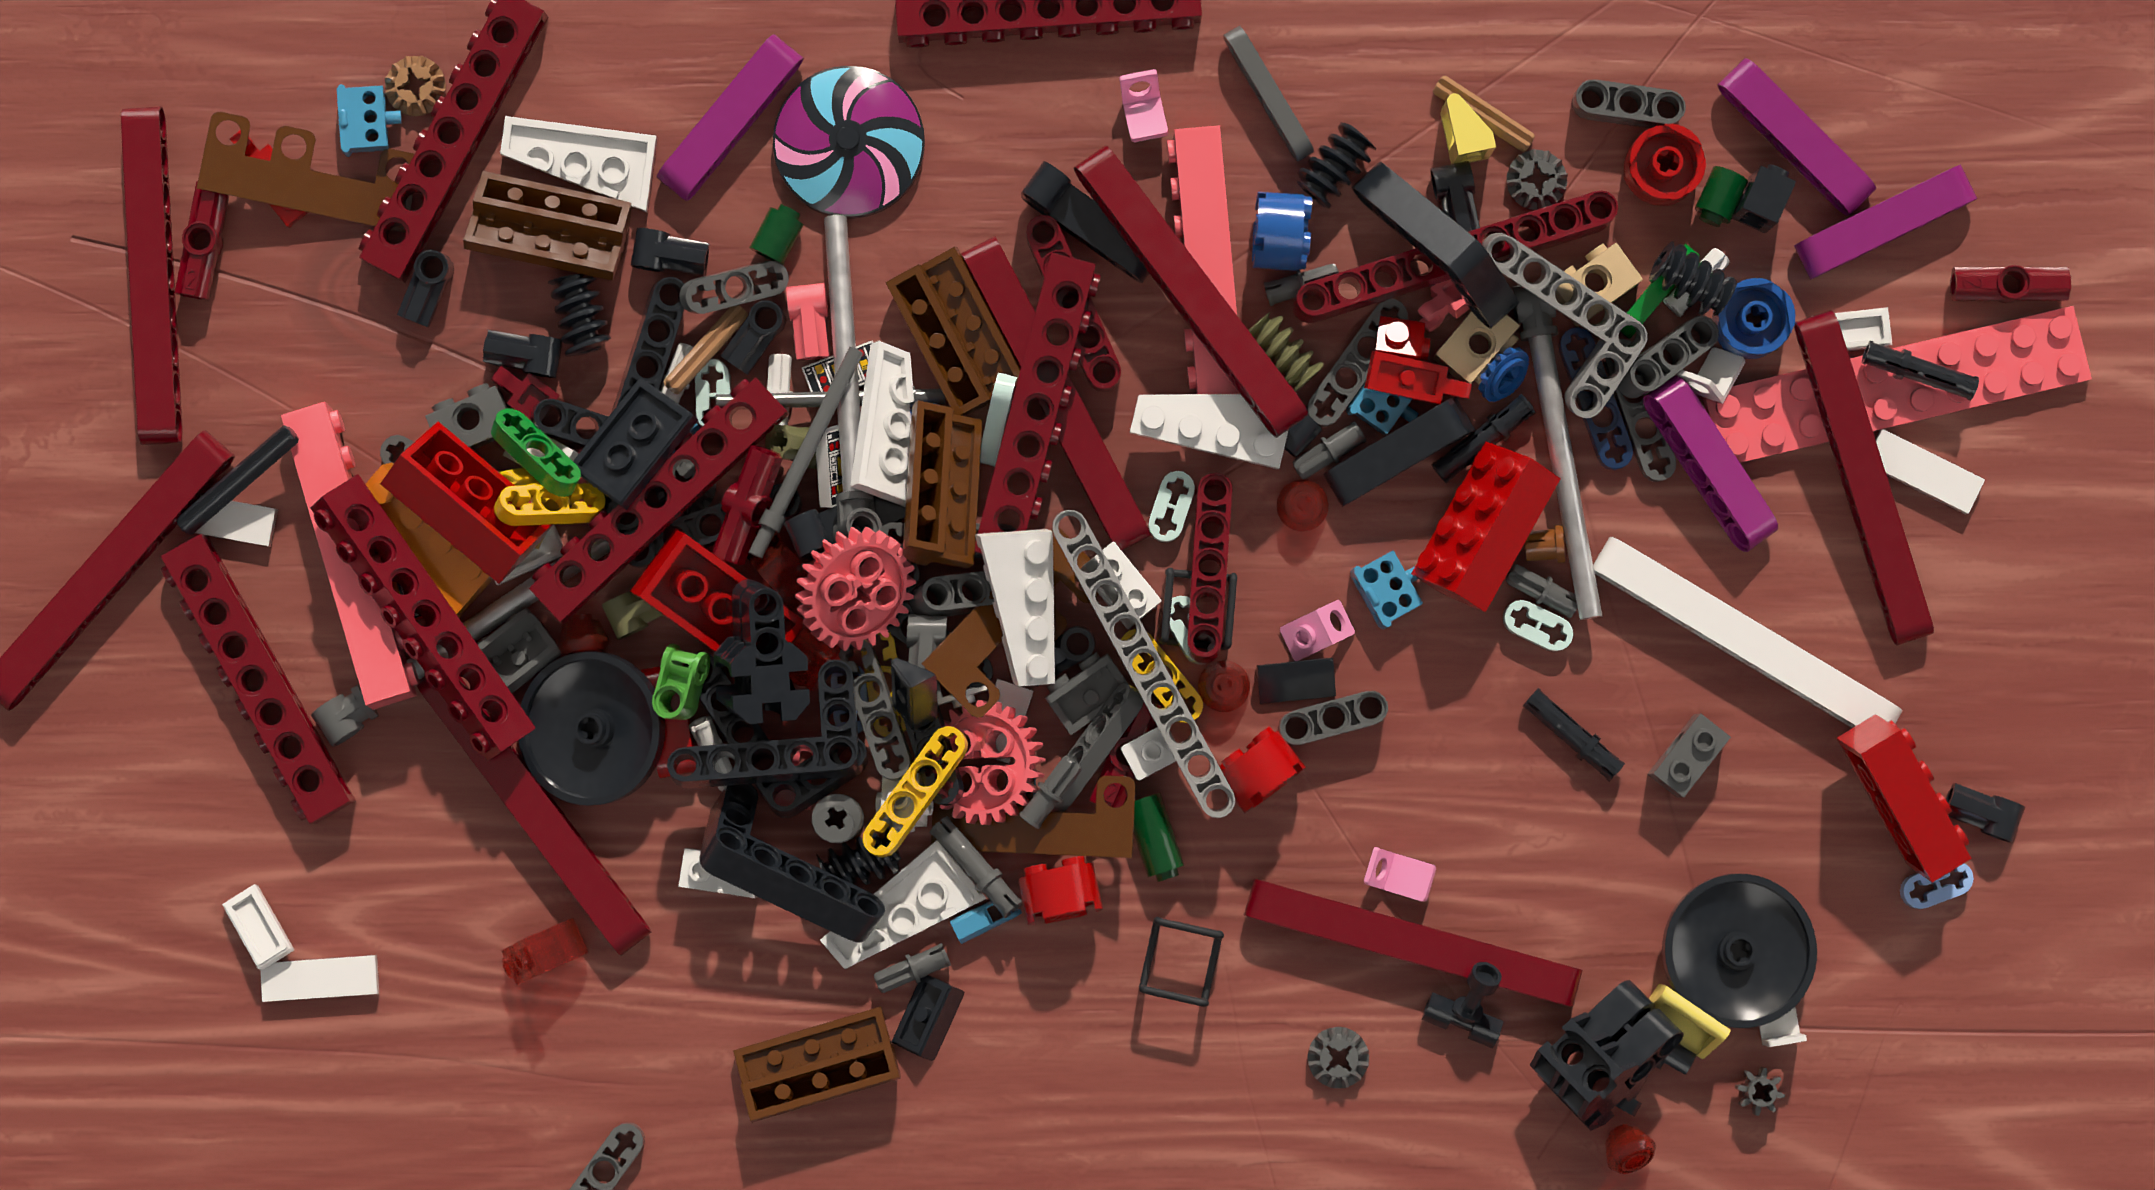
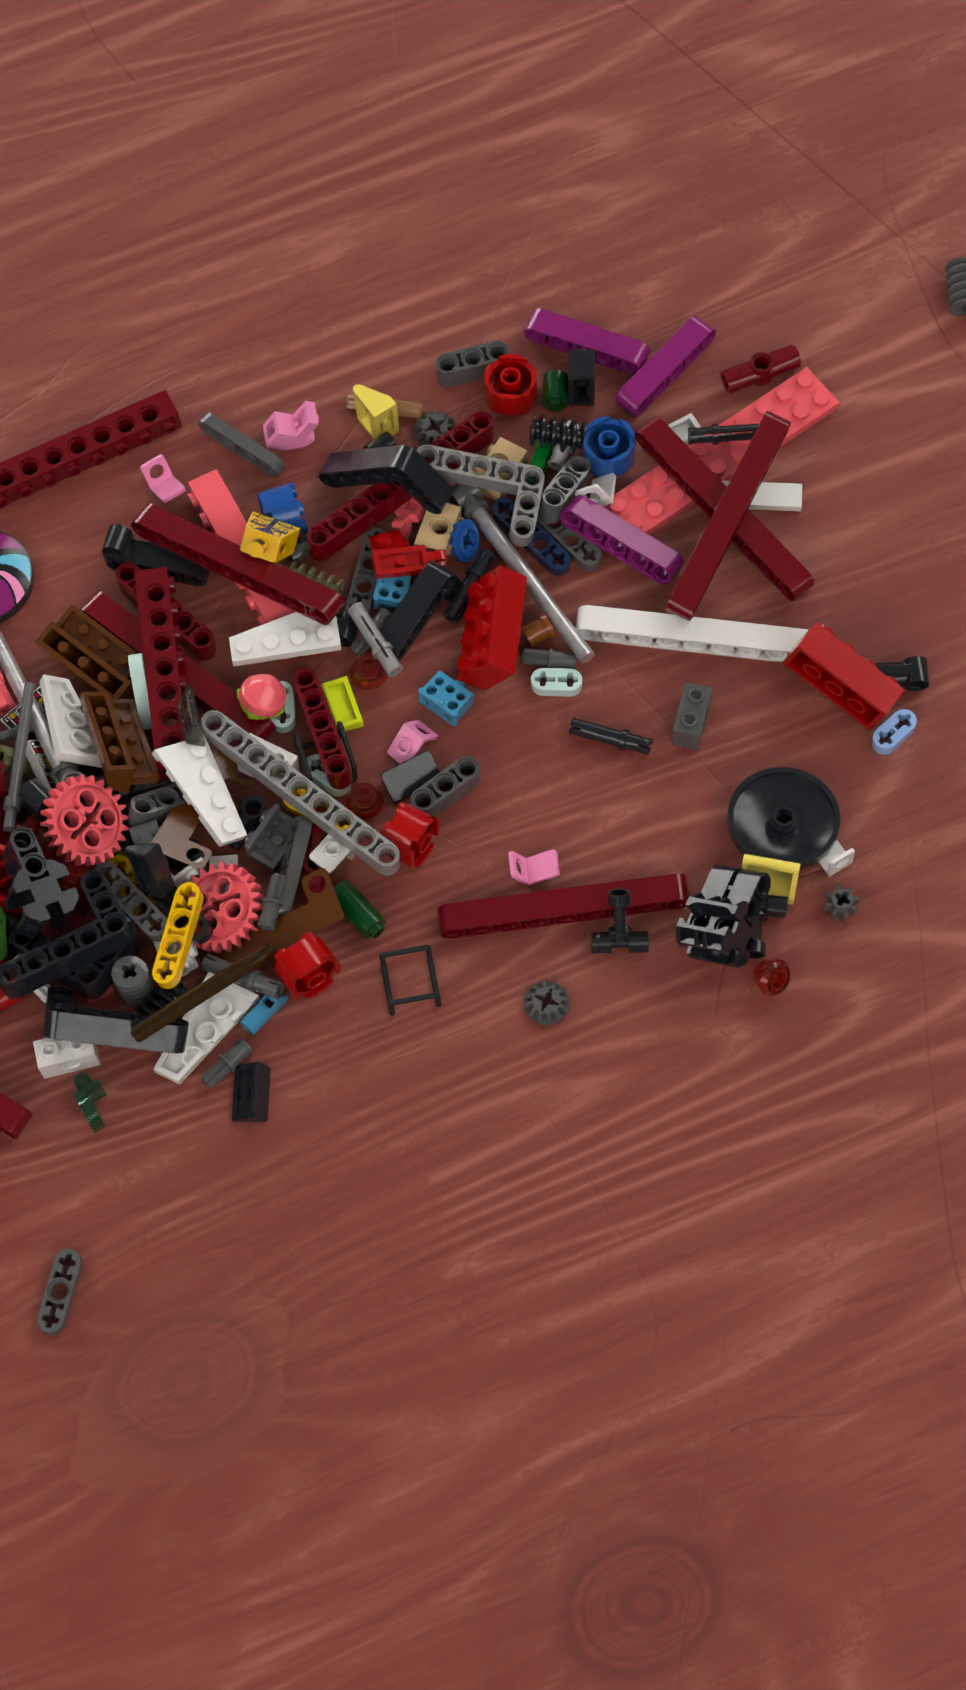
camera: 15 degrees left, 20 degrees down
(721, 951) = (87, 1093): none -> clear green piece
(816, 1064) = (183, 1151): reddish brown brick -> none
(916, 883) = (202, 992): none -> dark brown axle
(1042, 507) = (190, 718): none -> clear smoke slope
(1148, 496) = (262, 697): none -> coral hair
(1243, 278) = (266, 538): none -> yellow torso
(1249, 536) = (342, 703): none -> neon yellow tile
(1335, 164) = (302, 464): black piece -> none
(1335, 520) = (390, 663): none -> light grey pin
(1344, 101) = (291, 430): none -> bright pink brick
(1863, 505) = (728, 516): none -> dark red beam

